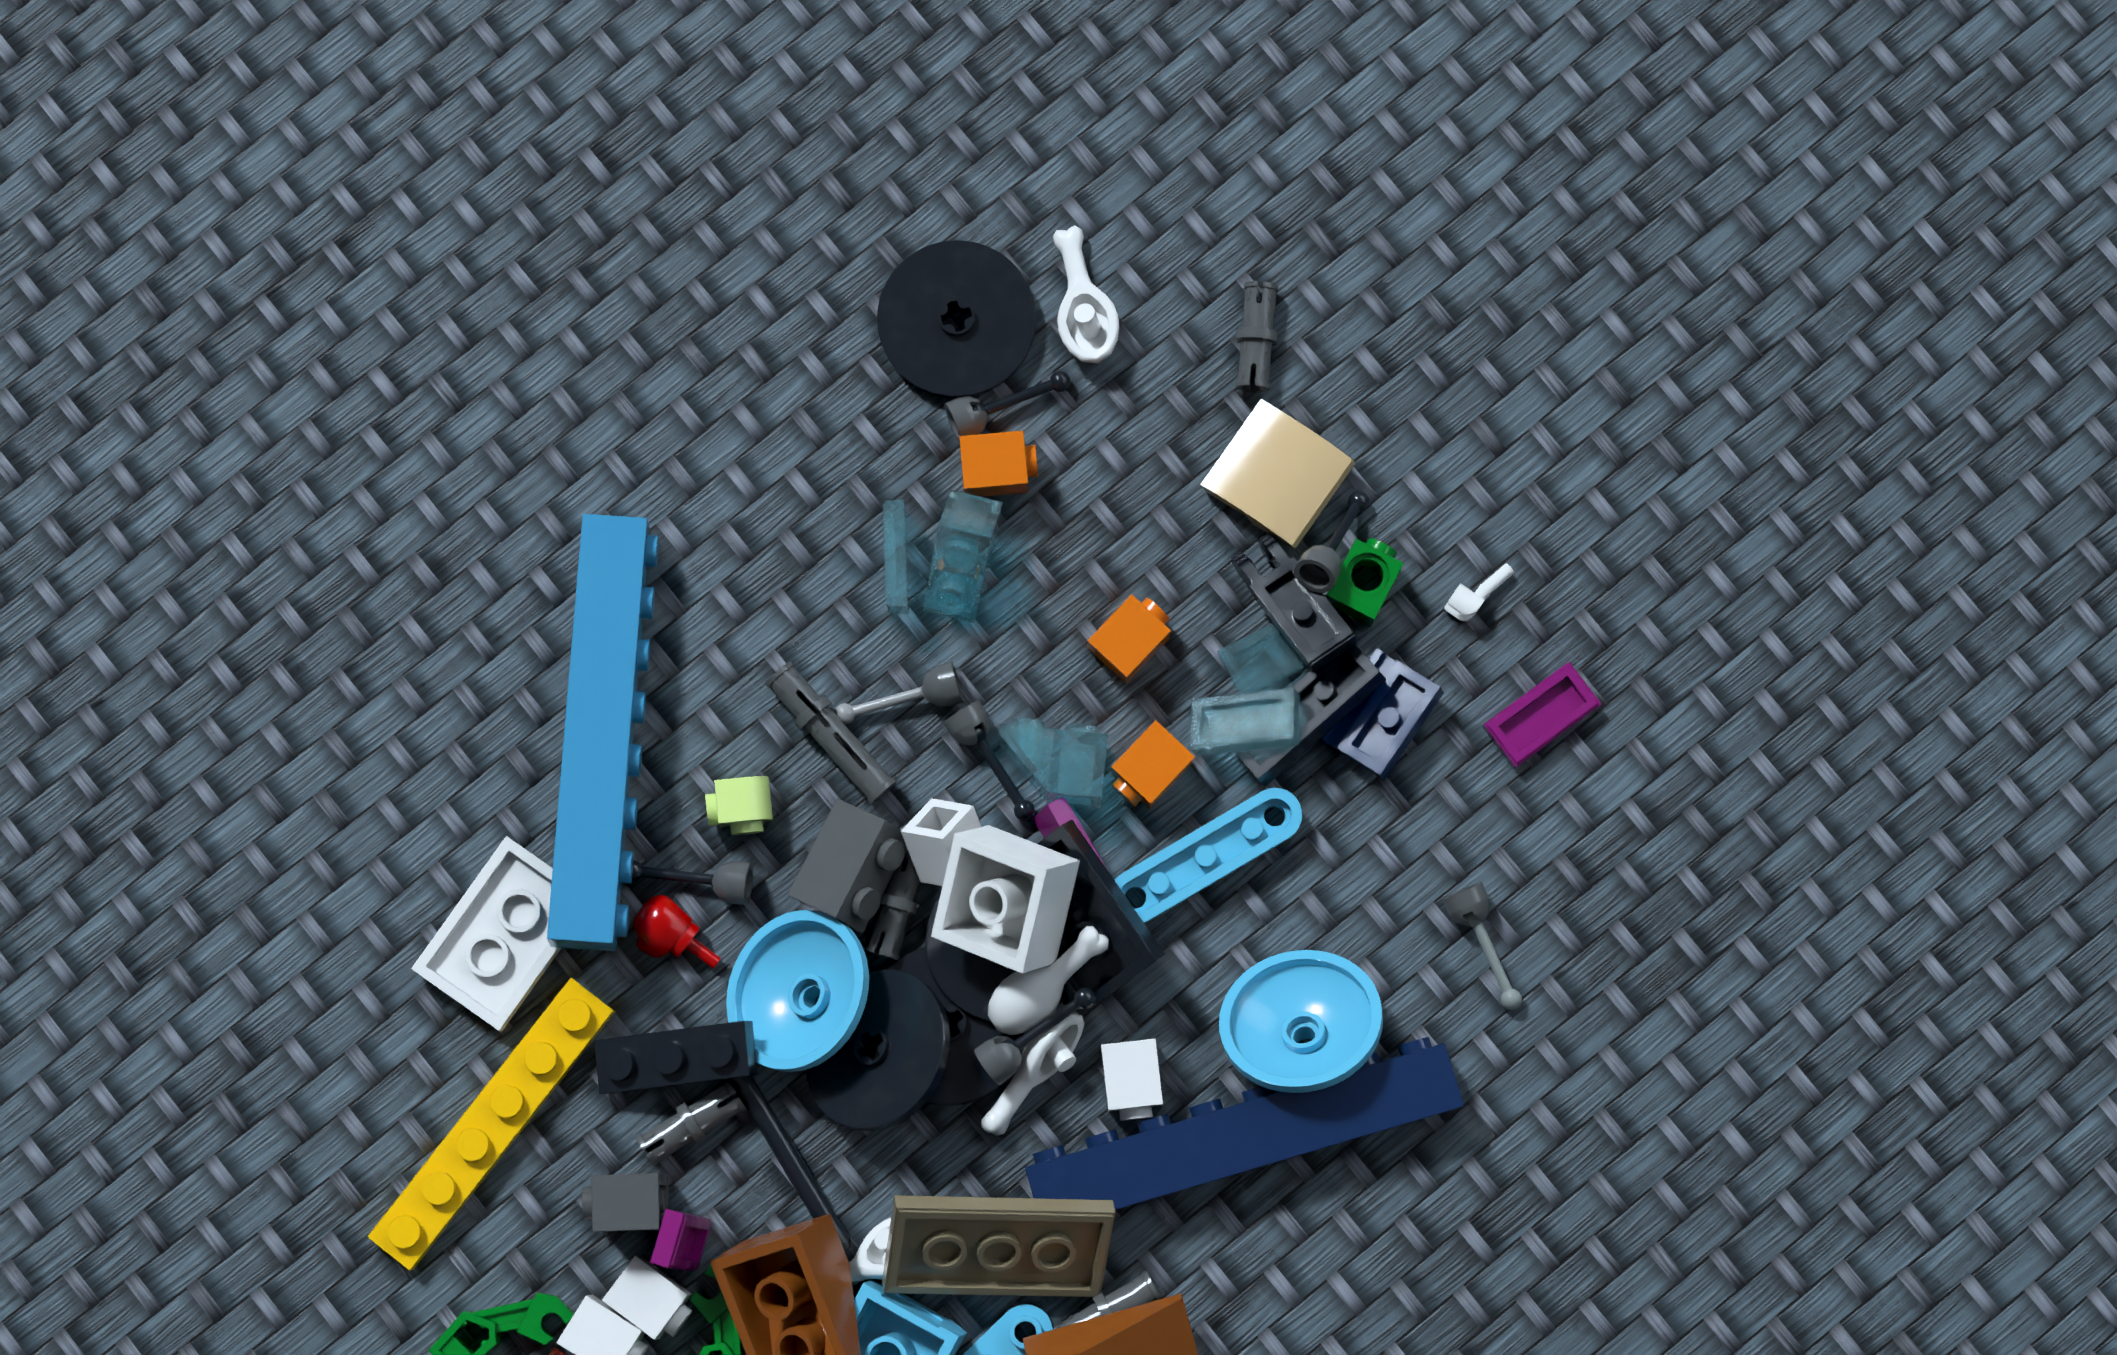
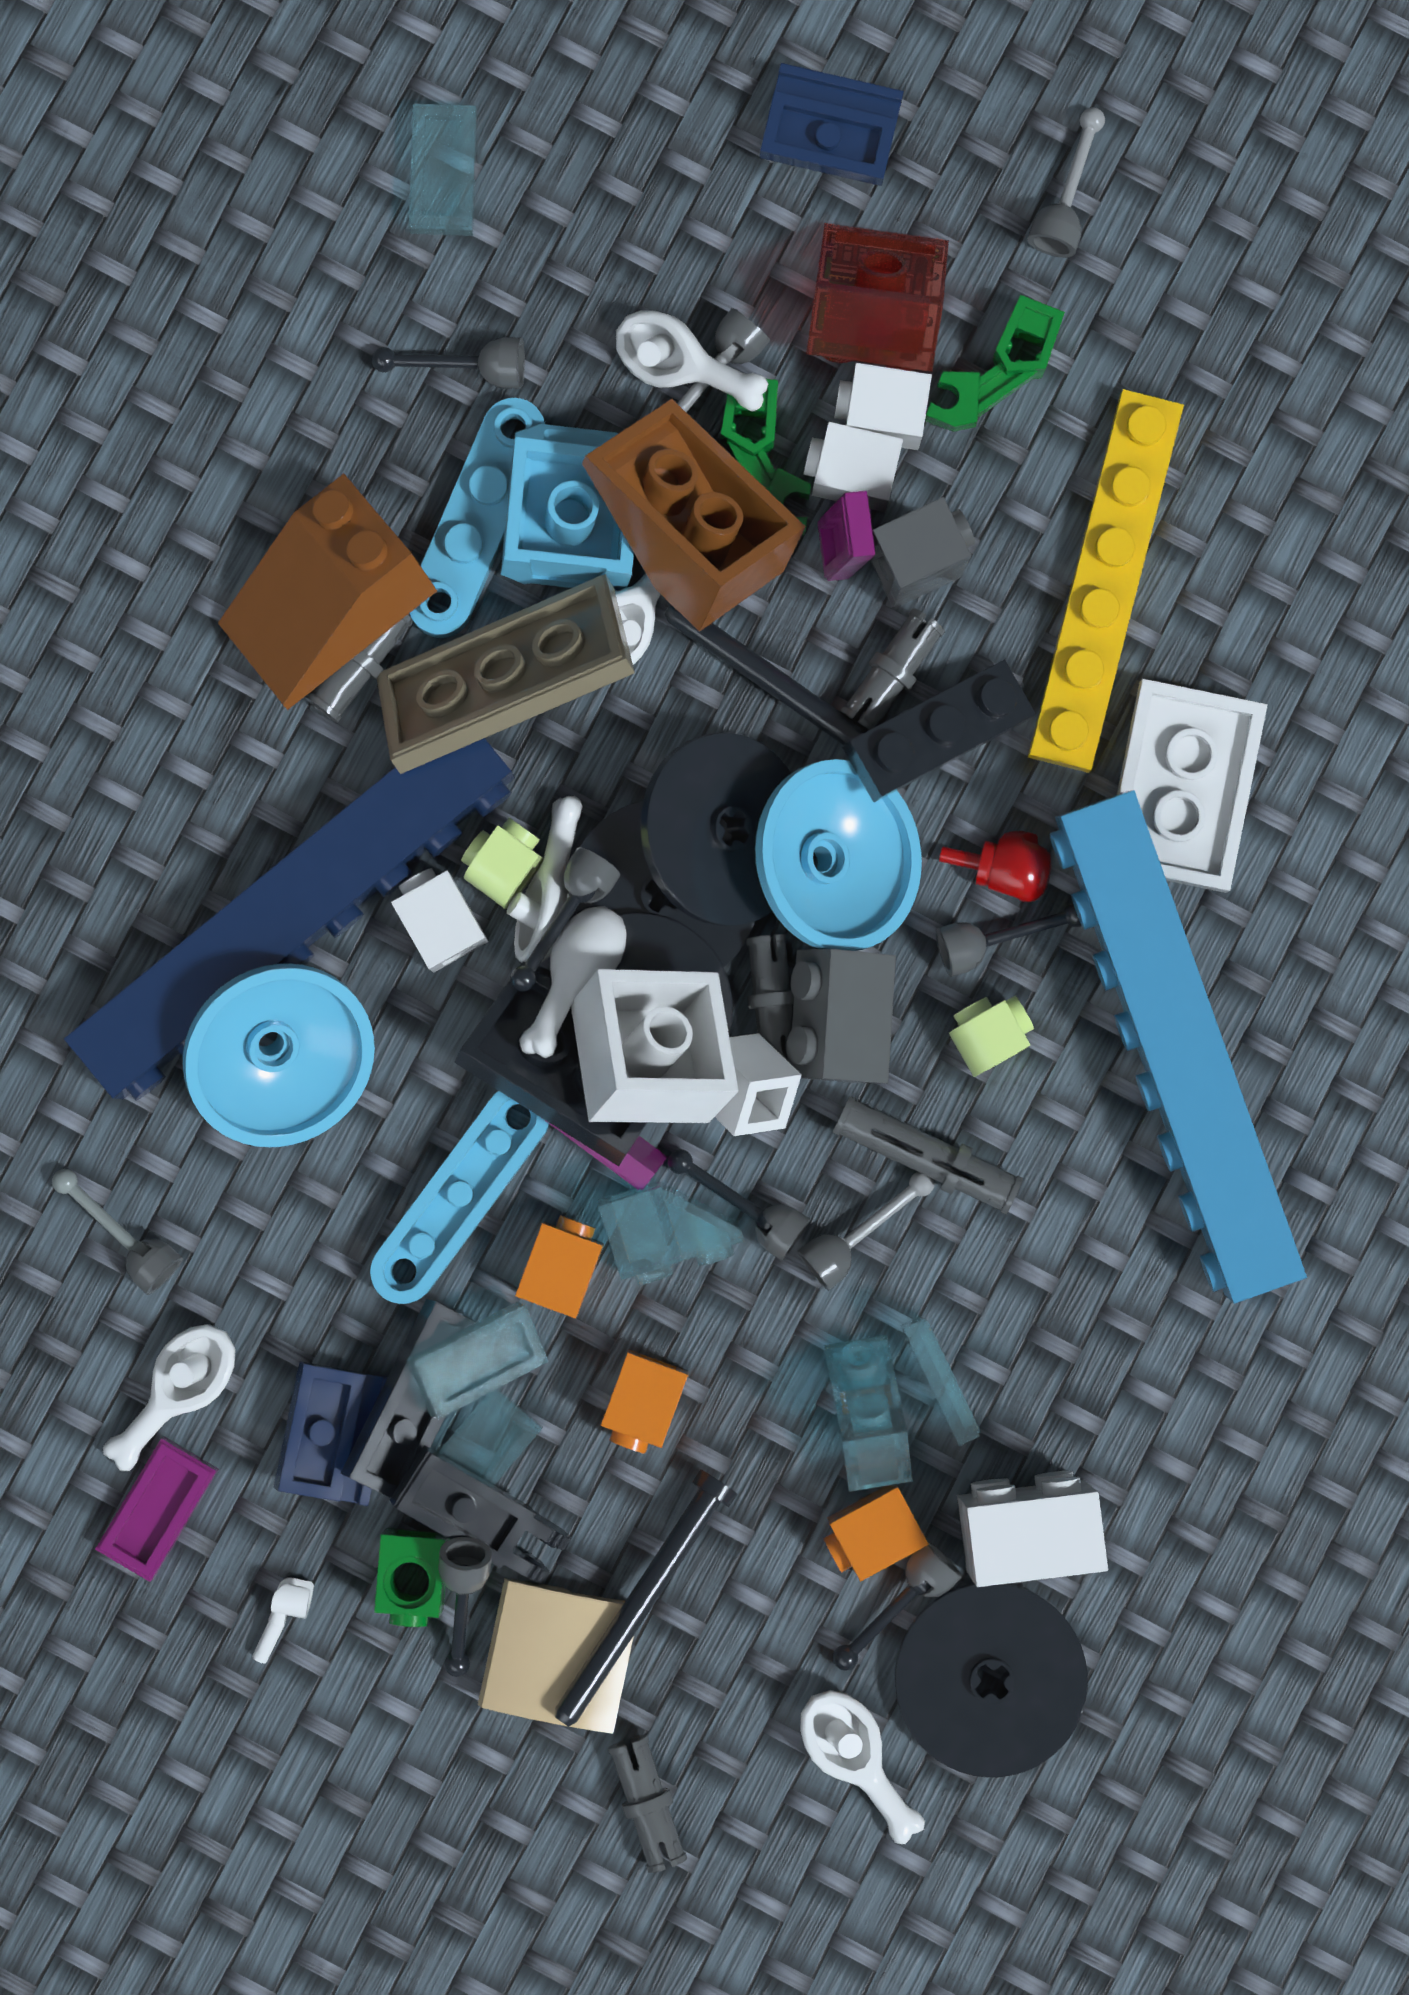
camera: 150 degrees right, 5 degrees up
(876, 414) = (1032, 1529): none -> white brick
(1062, 1101) = (502, 861): none -> yellowish green plate
(1193, 490) = (644, 1596): none -> black bar
(1477, 804) = (184, 1379): none -> white piece

